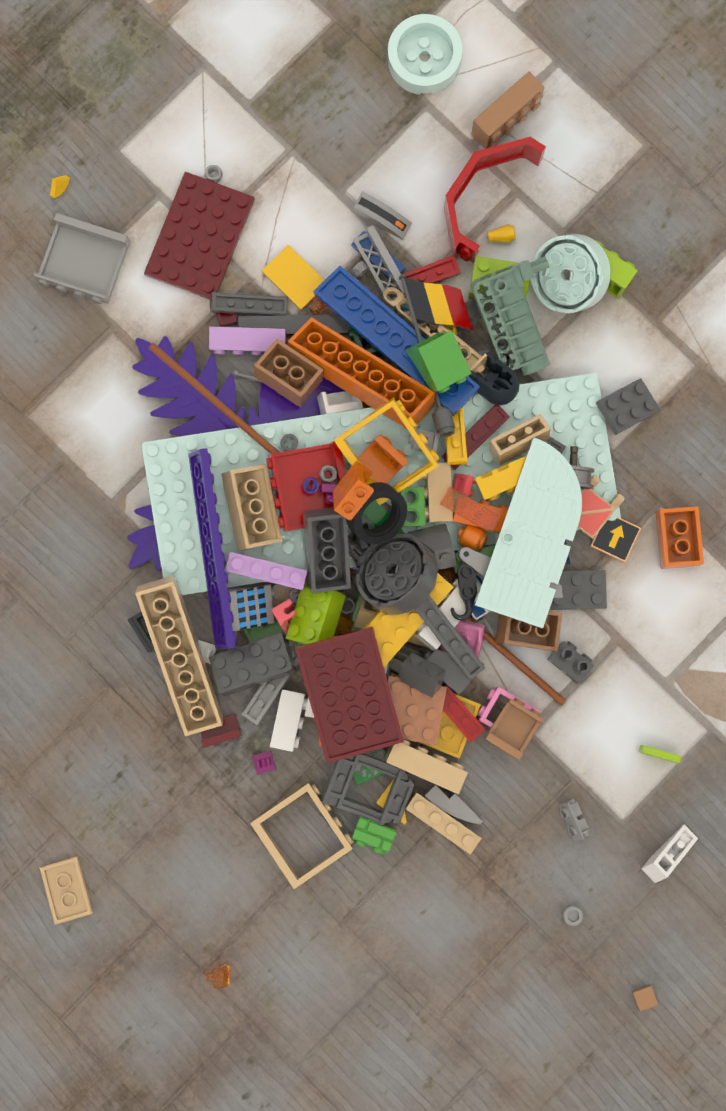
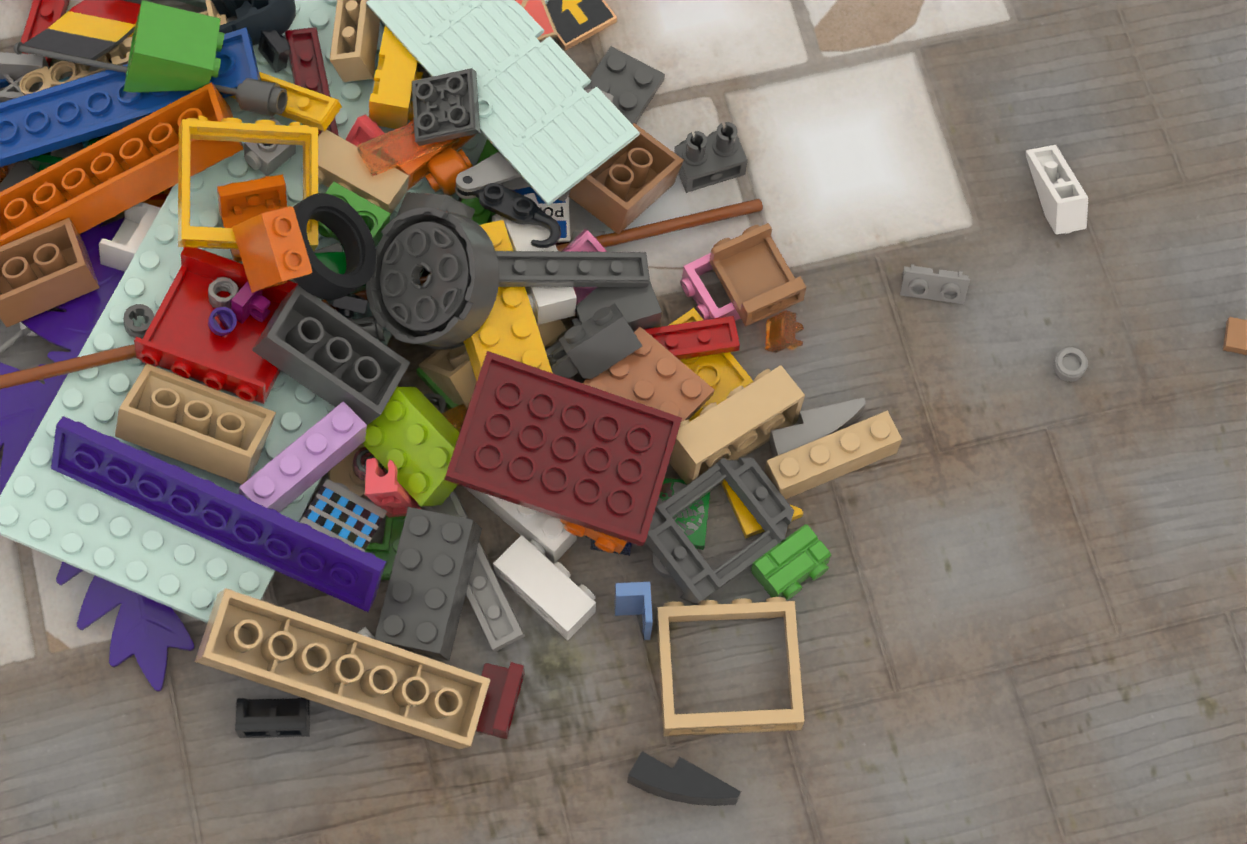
camera: 65 degrees left, 15 degrees down
(231, 845) = (681, 783): none -> black slope
(264, 762) = (585, 662): magenta tile -> none
(305, 769) = (635, 599): none -> medium blue panel
(482, 406) = (274, 49): none -> black plate
(496, 757) = (781, 332): none -> clear orange tile
(497, 518) = (445, 107): none -> dark grey tile
(660, 754) = (909, 121): lime tile -> none

